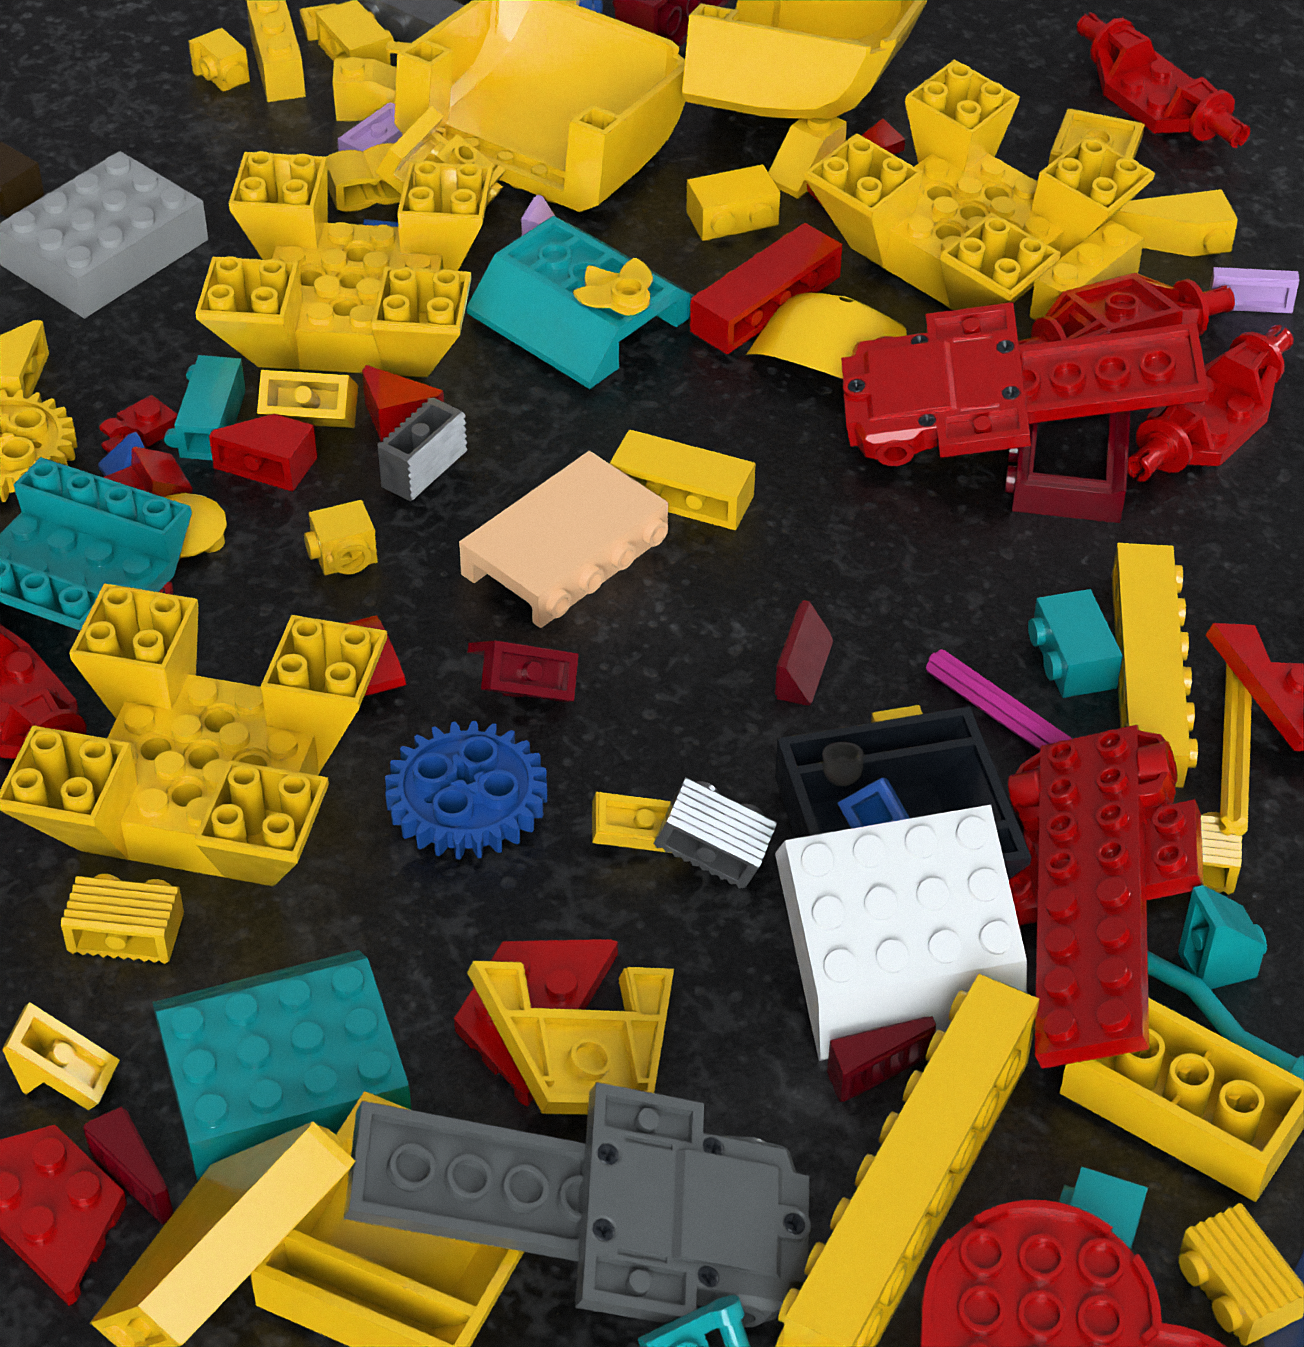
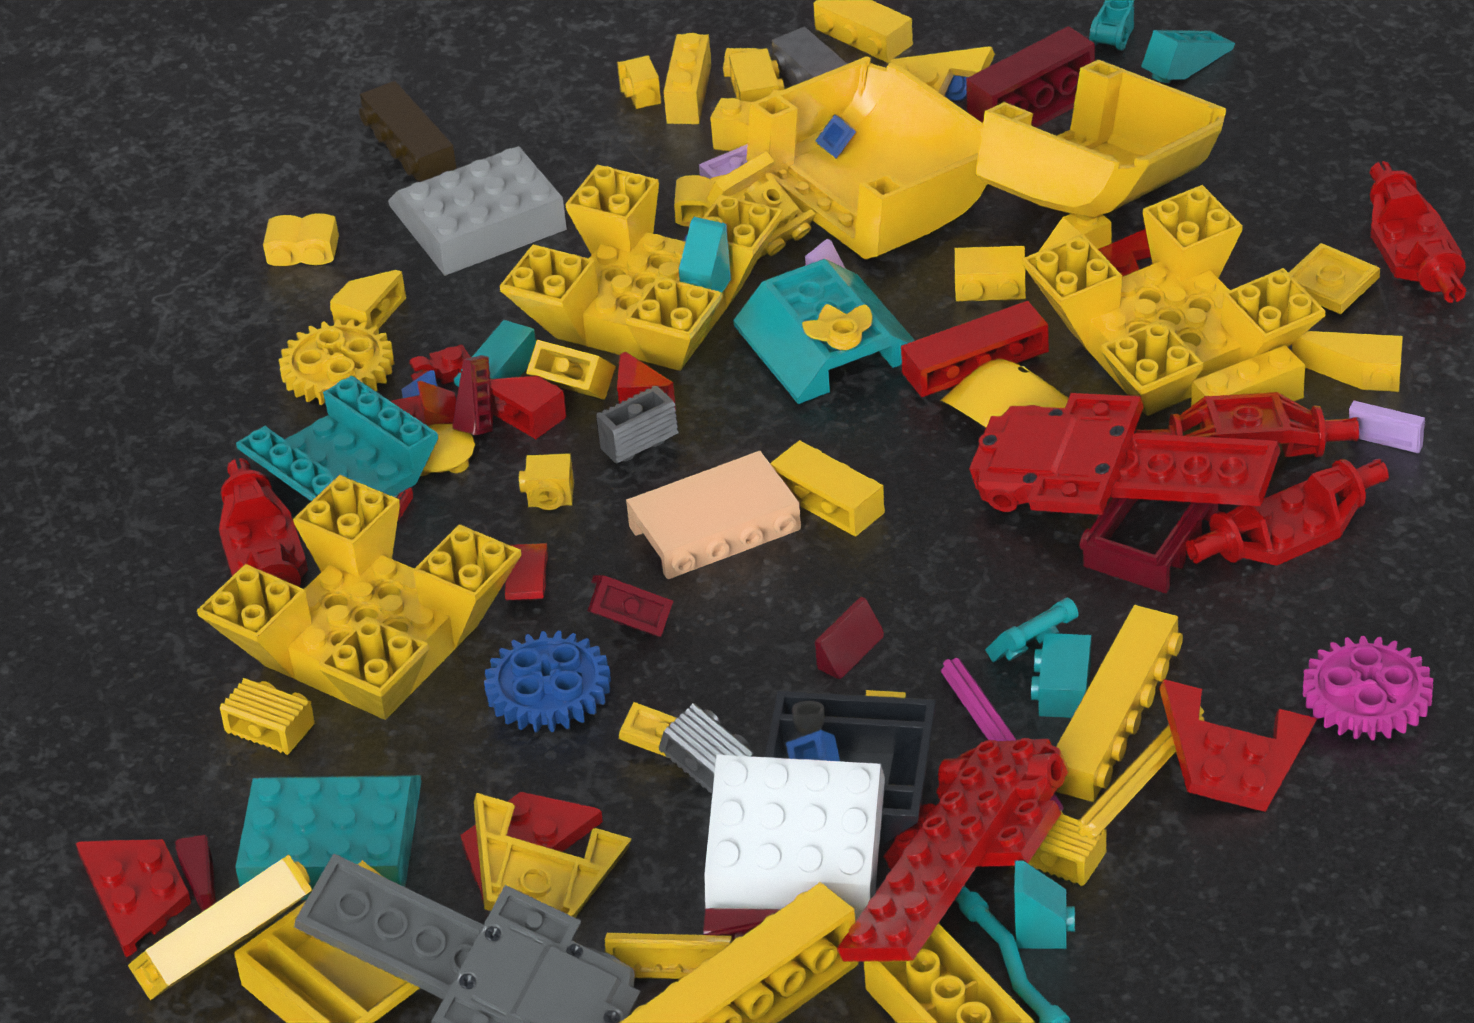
camera: 25 degrees right, 5 degrees down
(53, 1053) = (176, 790): yellow slope -> none
(208, 458) = (474, 400): none -> dark red slope
(432, 229) = (706, 255): none -> teal slope
(482, 81) = (835, 136): none -> blue slope
(811, 1111) = (664, 954): none -> yellow plate
(1016, 596) = (1014, 640): none -> teal plate

